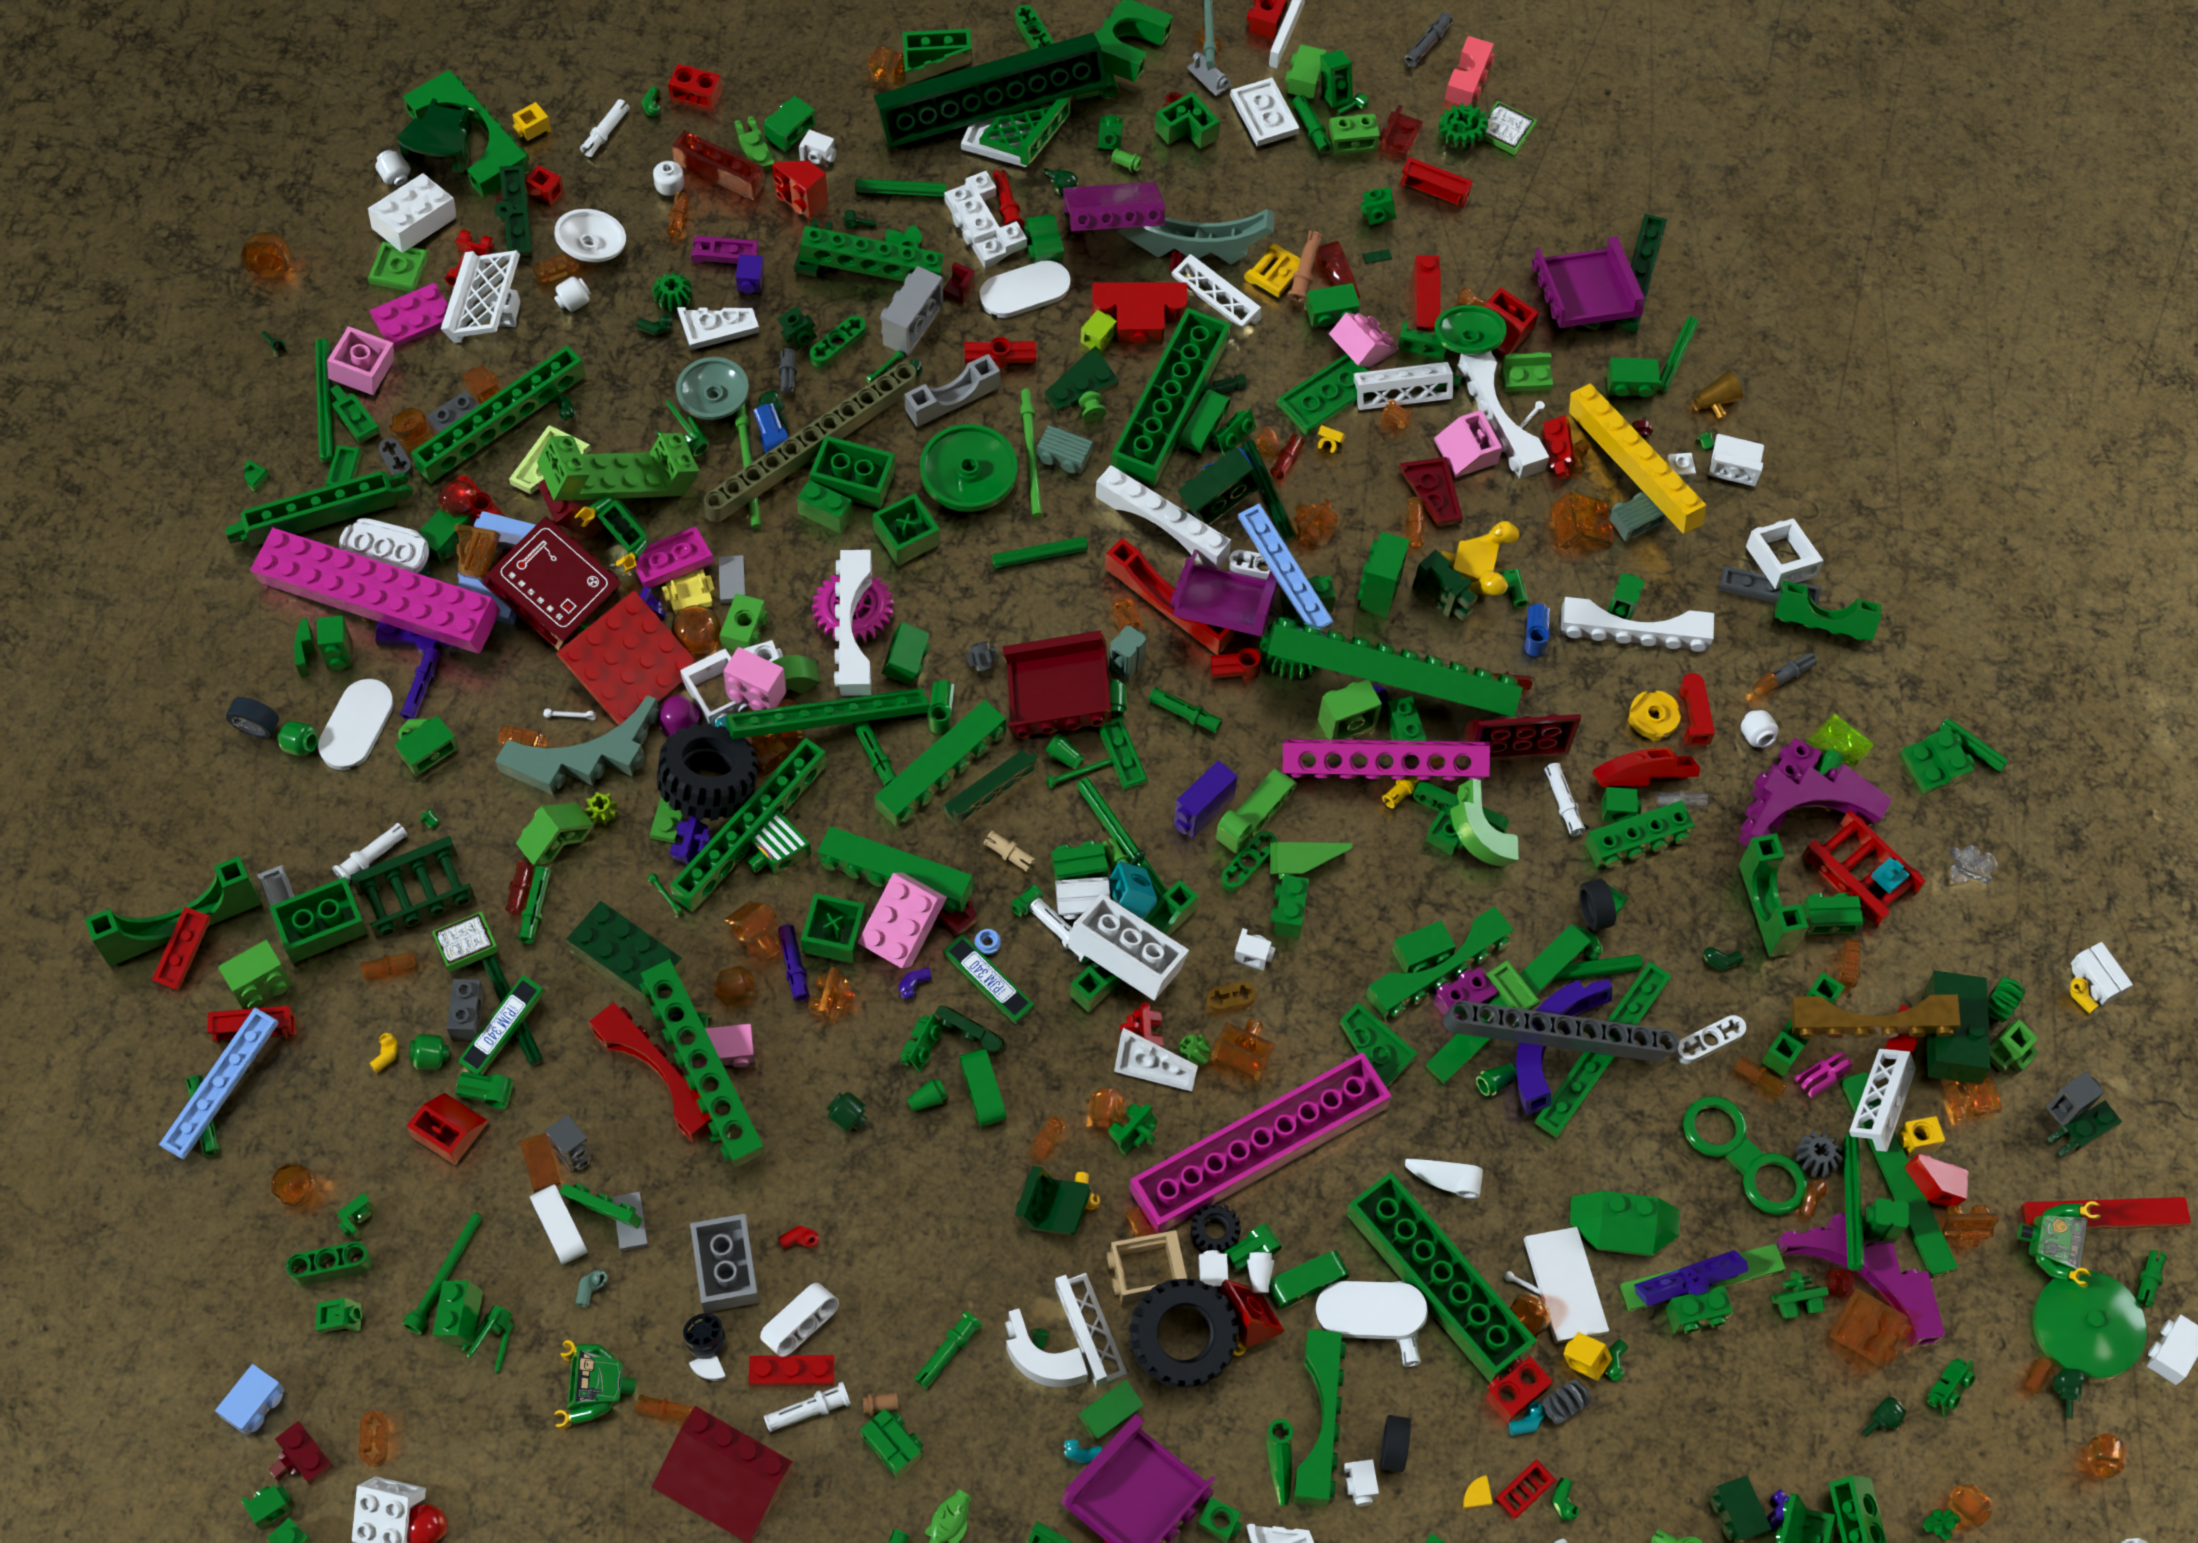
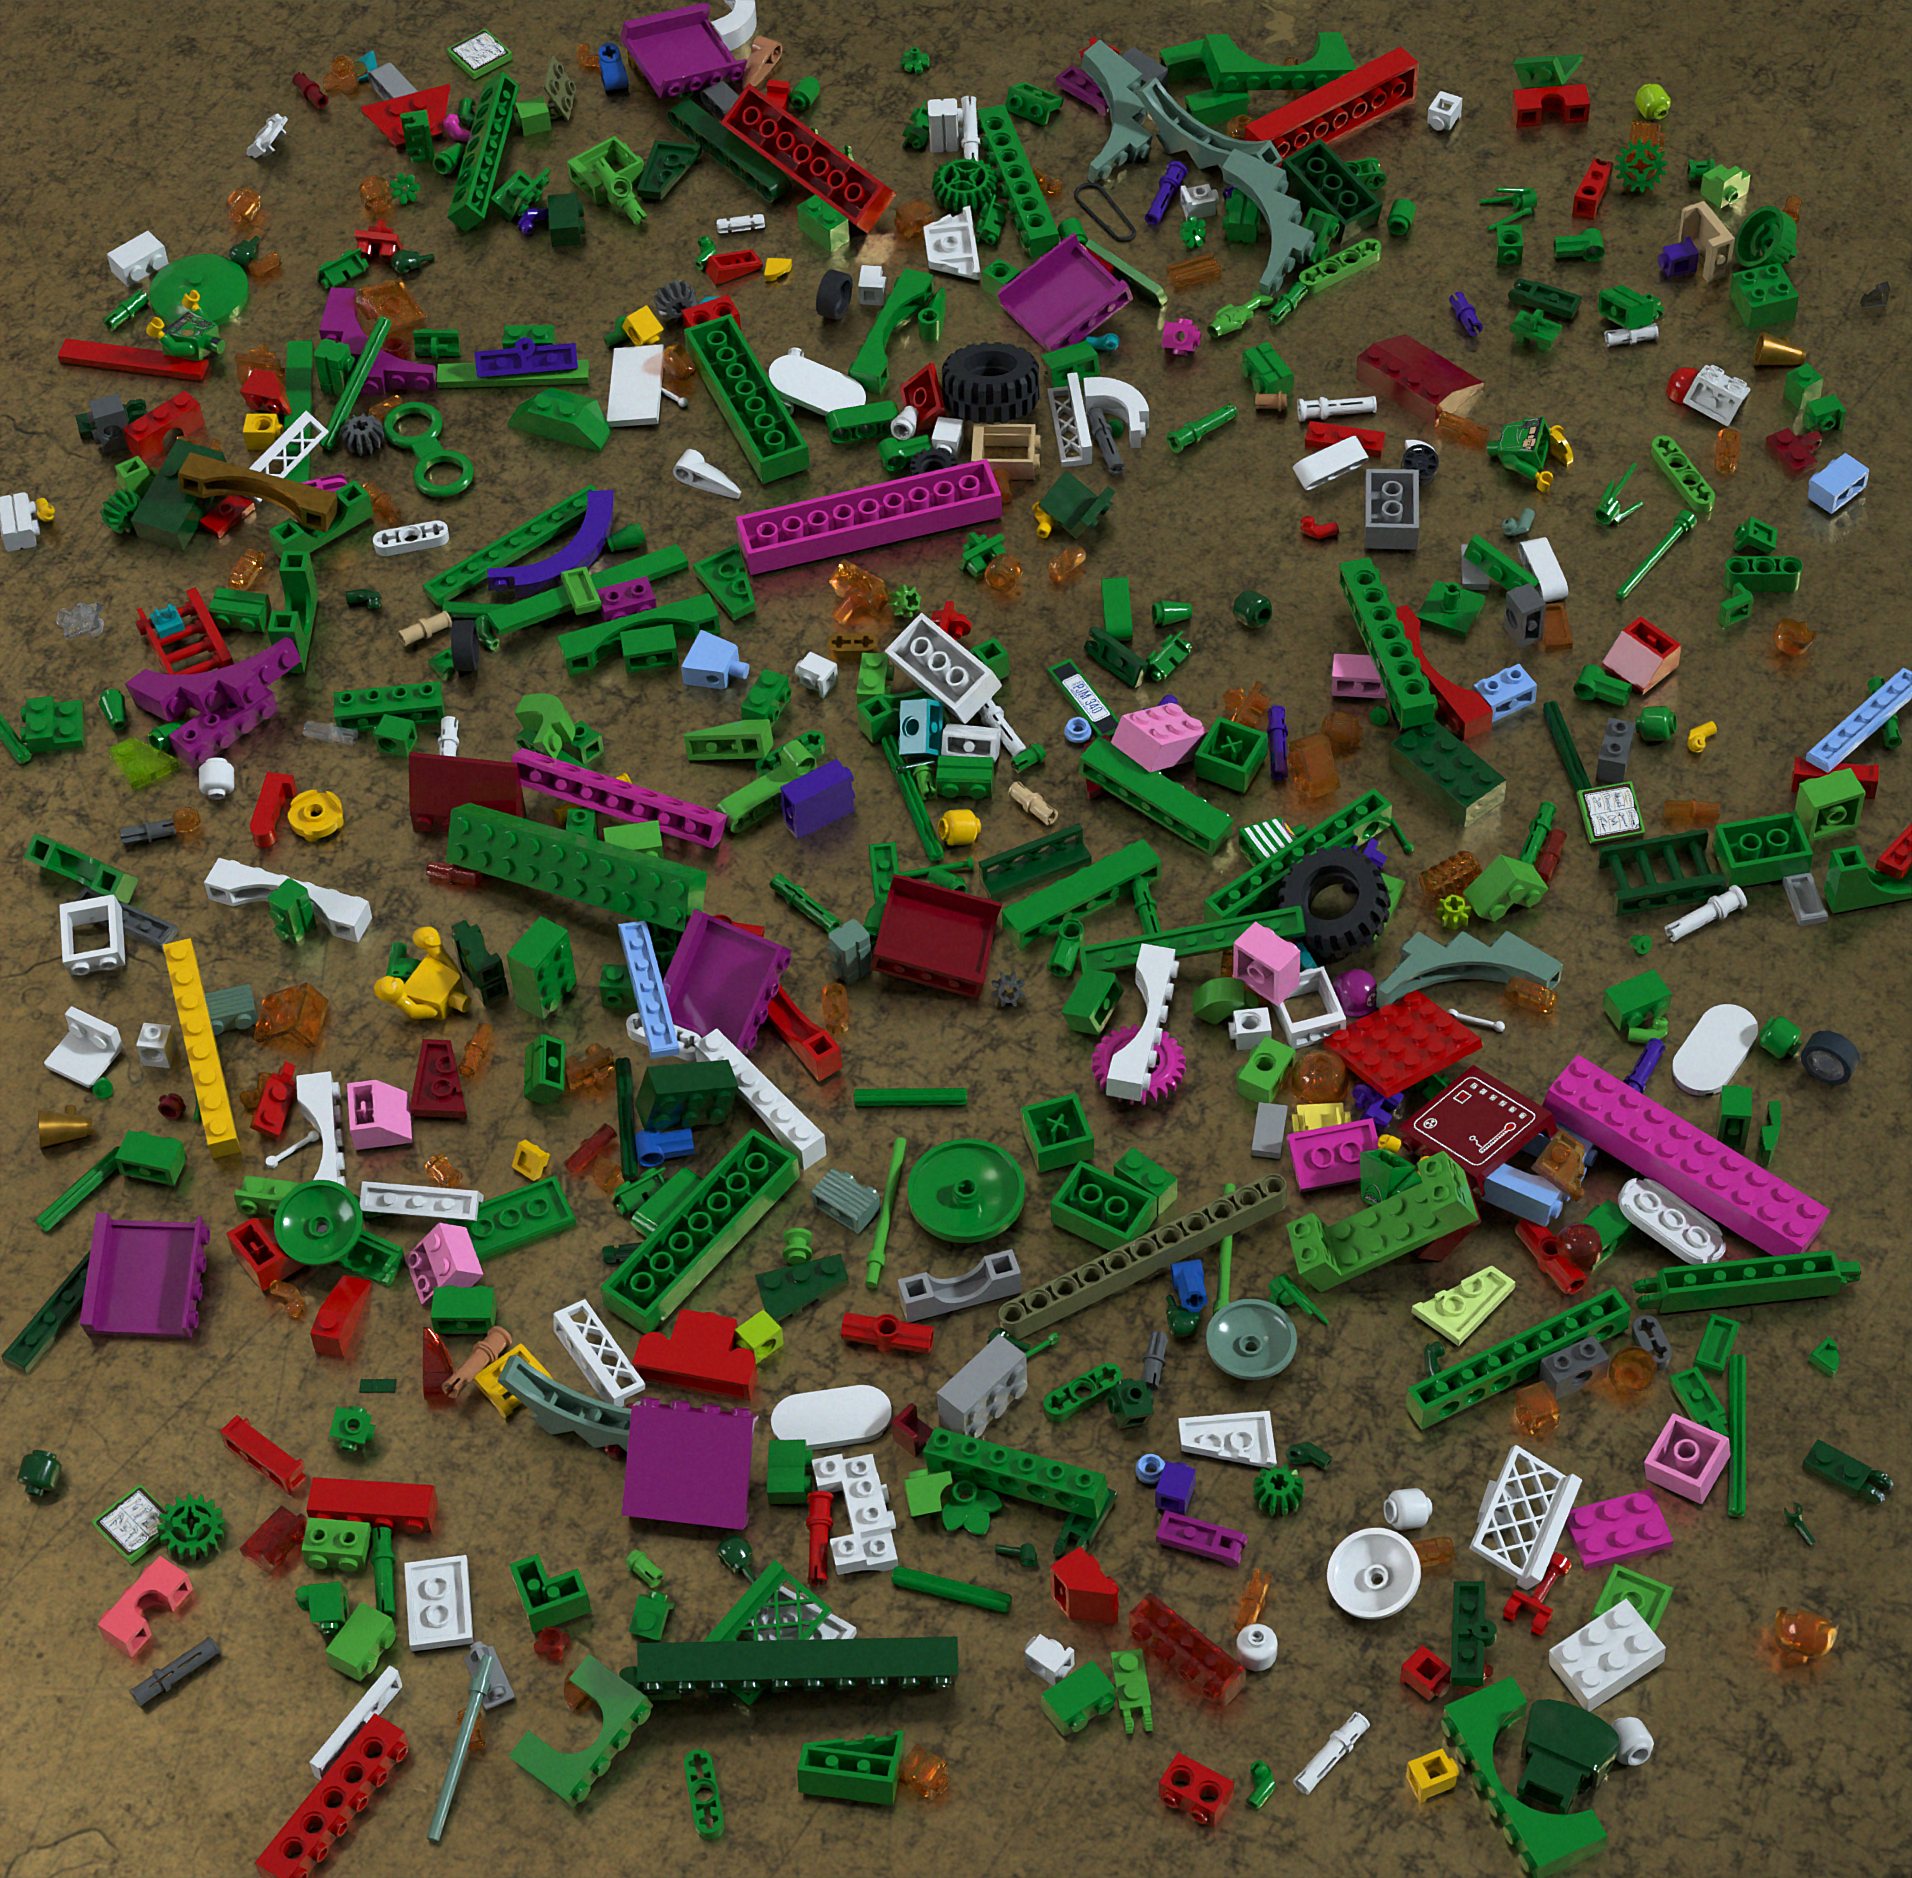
camera: 160 degrees left, 10 degrees down
(238, 387) = (1846, 1472): none -> dark green hinge
(419, 1395) = (1678, 475): none -> bright green beam
(457, 1312) = (1643, 514): green brick -> none
(501, 1025) = (1578, 731): tile -> none
(556, 1397) = (1560, 448): none -> yellow tile
(581, 1060) = (1507, 691): none -> light blue brick
(605, 842) = (1450, 874): none -> clear orange piece
(648, 1162) = (1451, 609): none -> green tile
(770, 289) = (1149, 1461): none -> light blue plate
(938, 237) = (924, 1490): none -> bright green brick
(996, 1468) = (1172, 339): none -> dark pink brick
(1061, 1335) = (1102, 433): none -> dark grey pin
(1069, 808) = (959, 827): none -> yellow head
(1146, 80) = (573, 1697): none -> clear orange tile
(1153, 1063) = (967, 602): white wing -> none
(1194, 936) = (874, 676): none -> bright green brick
(1340, 163) = (378, 1503): none -> red brick
(1349, 505) = (544, 1069): none -> green brick
(1356, 944) = (712, 662): none -> light blue torso
(1537, 629) = (396, 912): blue piece -> none
(1571, 1026) = (556, 533): dark grey beam -> none
(1591, 141) = (39, 1472): none -> dark green head
(1638, 766) = (353, 758): red slope -> none
(1648, 931) = (424, 628): none -> tan pin
(1891, 785) = (114, 709): none -> green cone
(1933, 1433) = (378, 238): none -> red hips
(2023, 1120) = (146, 434): none -> red arch

